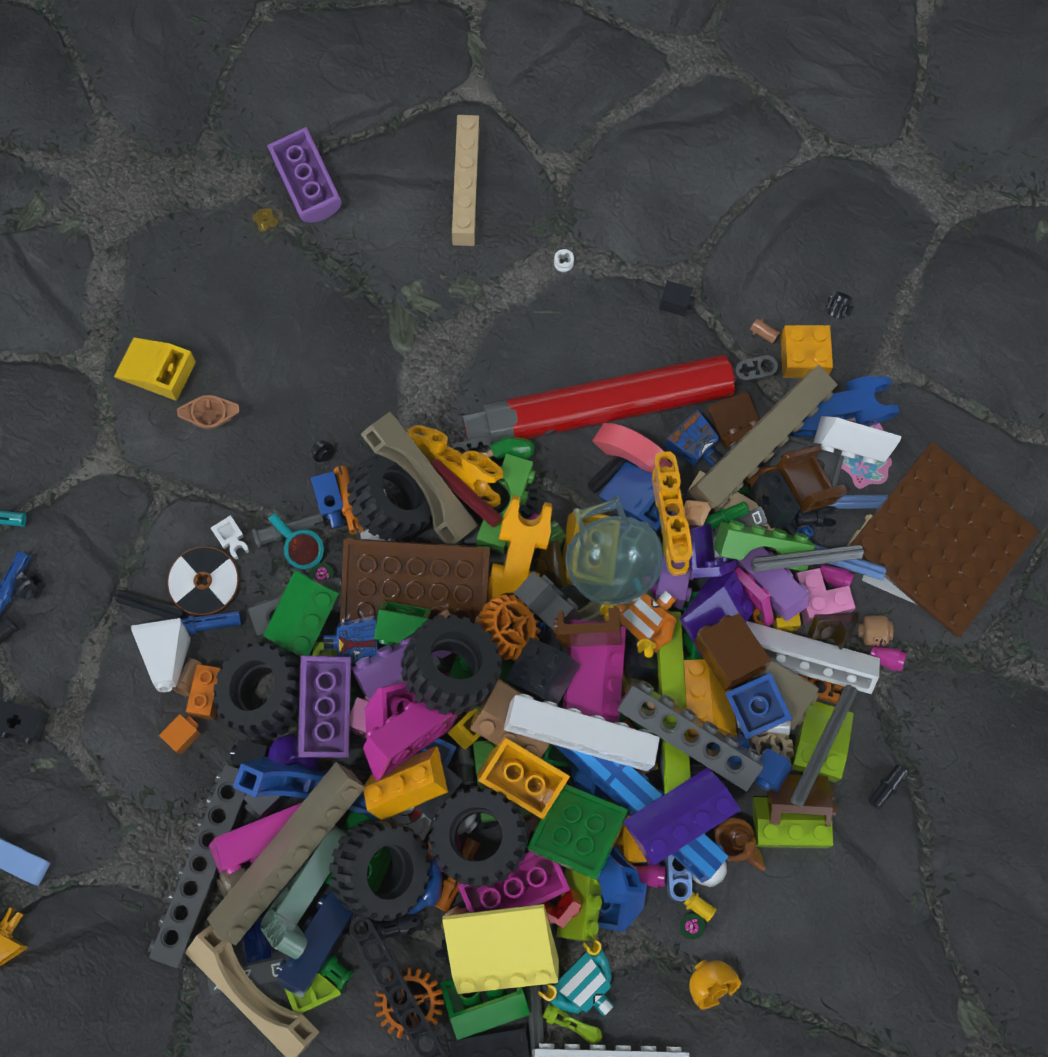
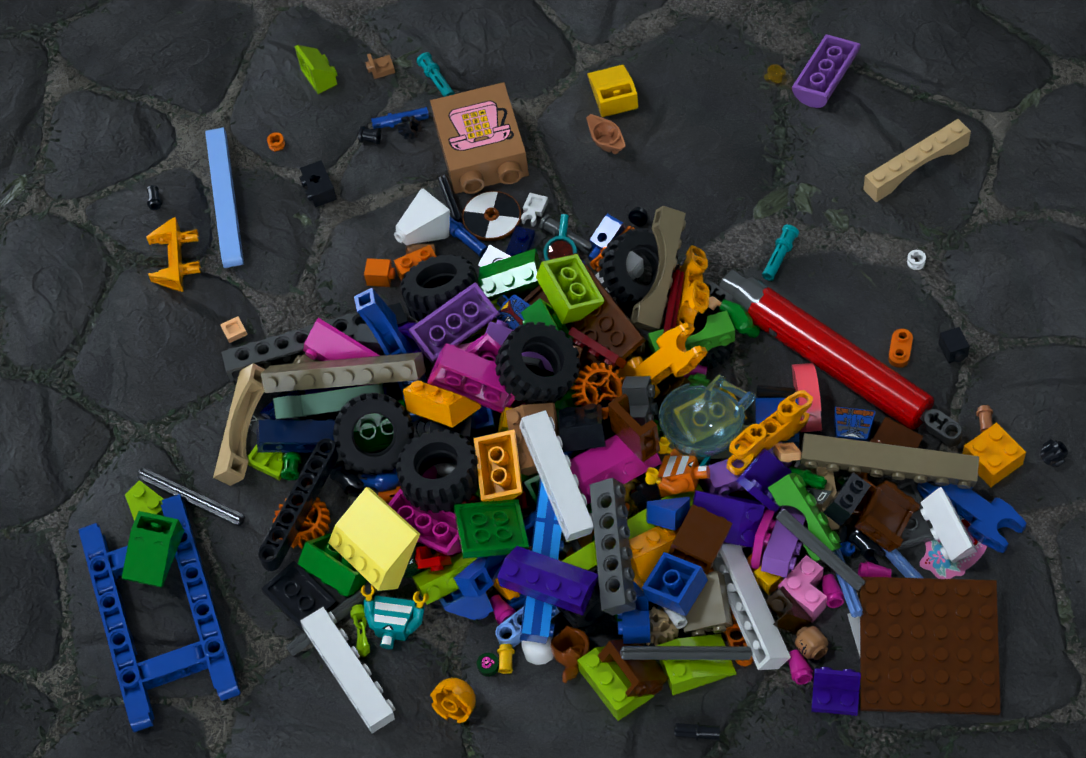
camera: 65 degrees right, 15 degrees down
(109, 529) = (479, 138): none -> medium nougat brick
(125, 925) = (233, 329): none -> light nougat plate
(259, 579) = (520, 241): none -> clear blue plate
(378, 573) = (569, 288): none -> lime slope
(457, 354) = (783, 245): none -> teal pin
(463, 596) = (596, 349): none -> dark red plate
(639, 341) = (900, 346): none -> orange plate
(684, 660) = (668, 512): none -> blue slope
(843, 531) = (873, 570): none -> dark pink cone
(935, 647) = (836, 691): none -> dark purple bracket

